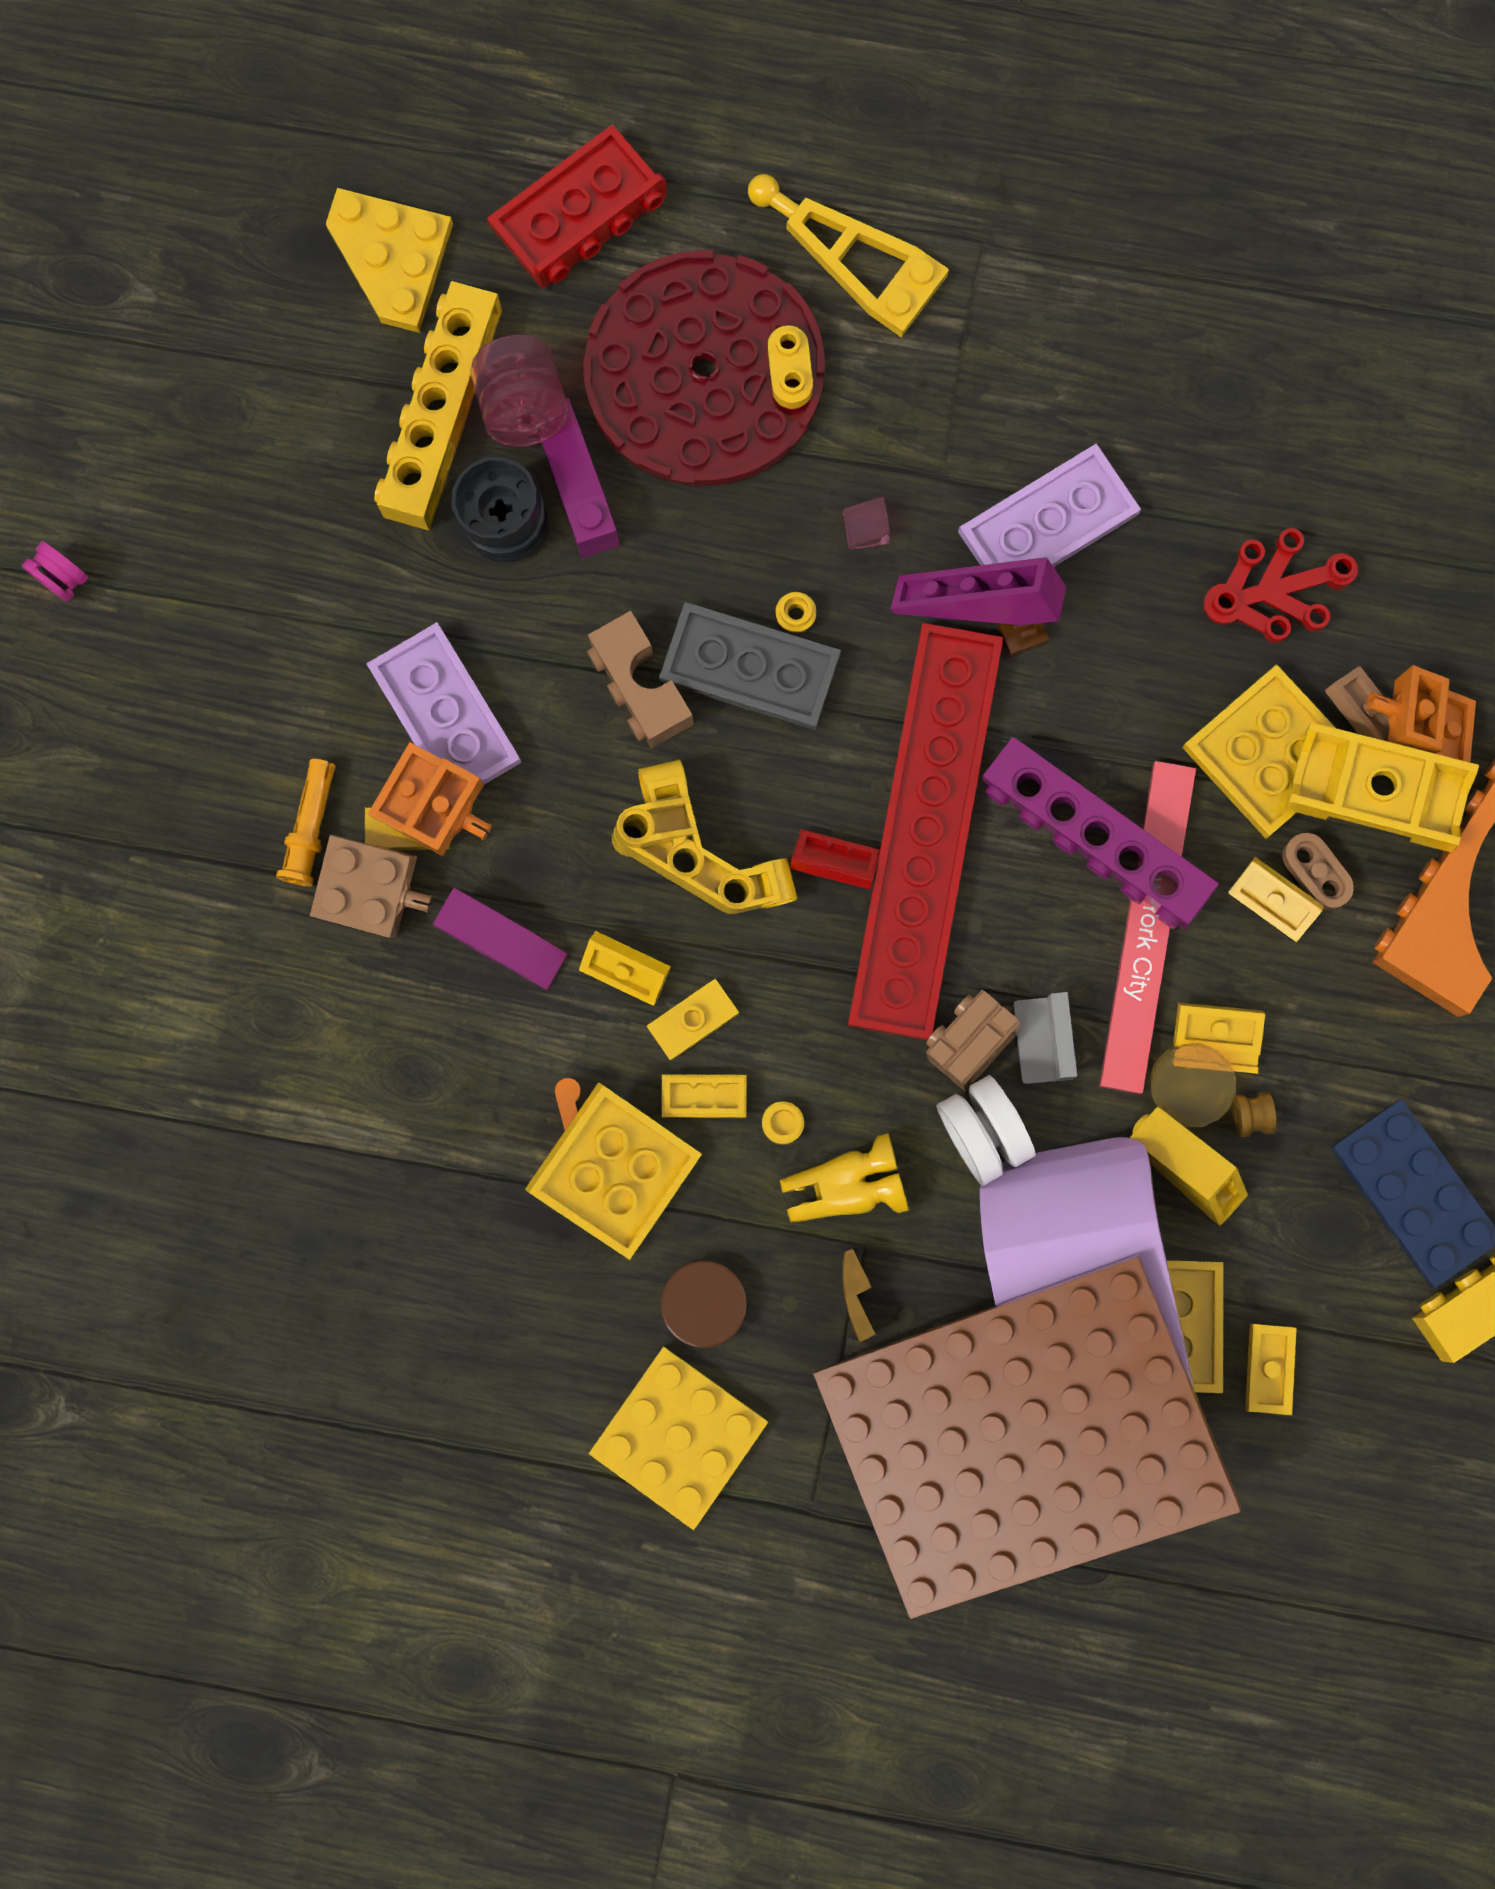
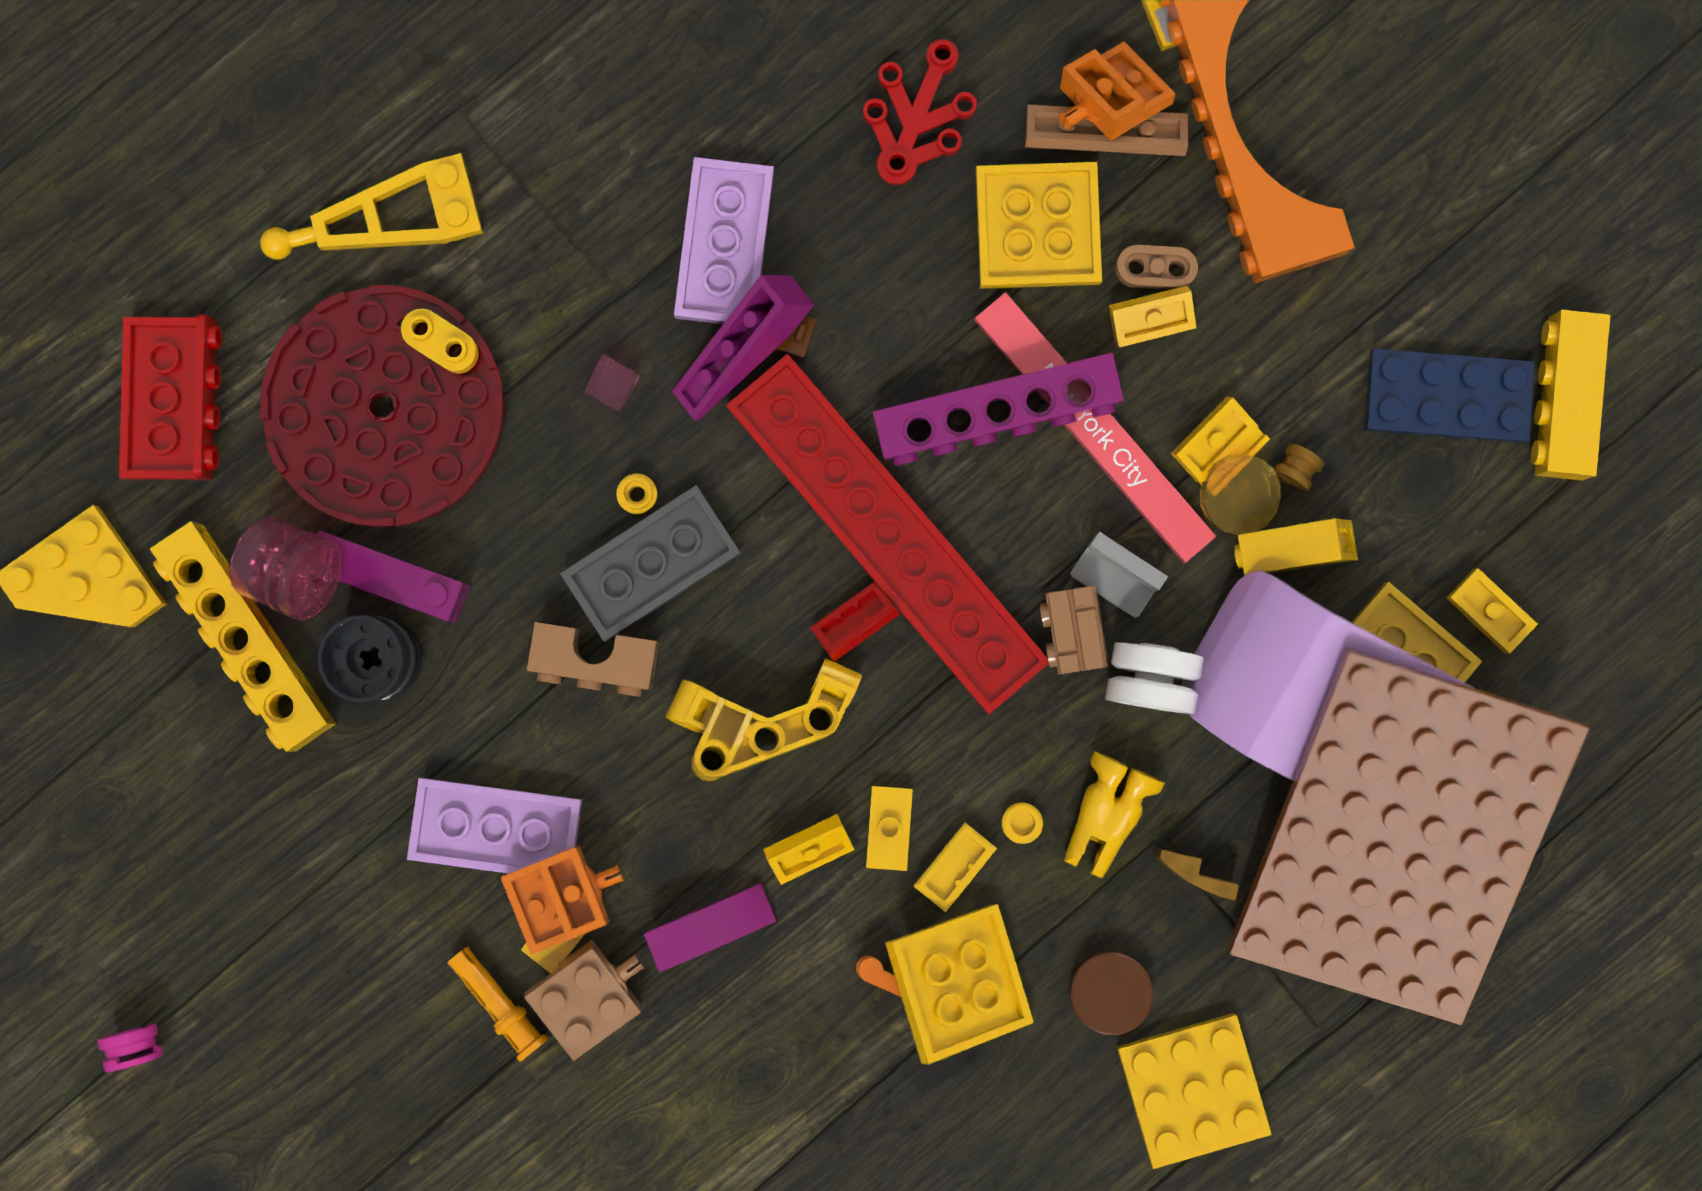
camera: 55 degrees left, 5 degrees up
(1336, 782) = (1101, 195): yellow piece -> none

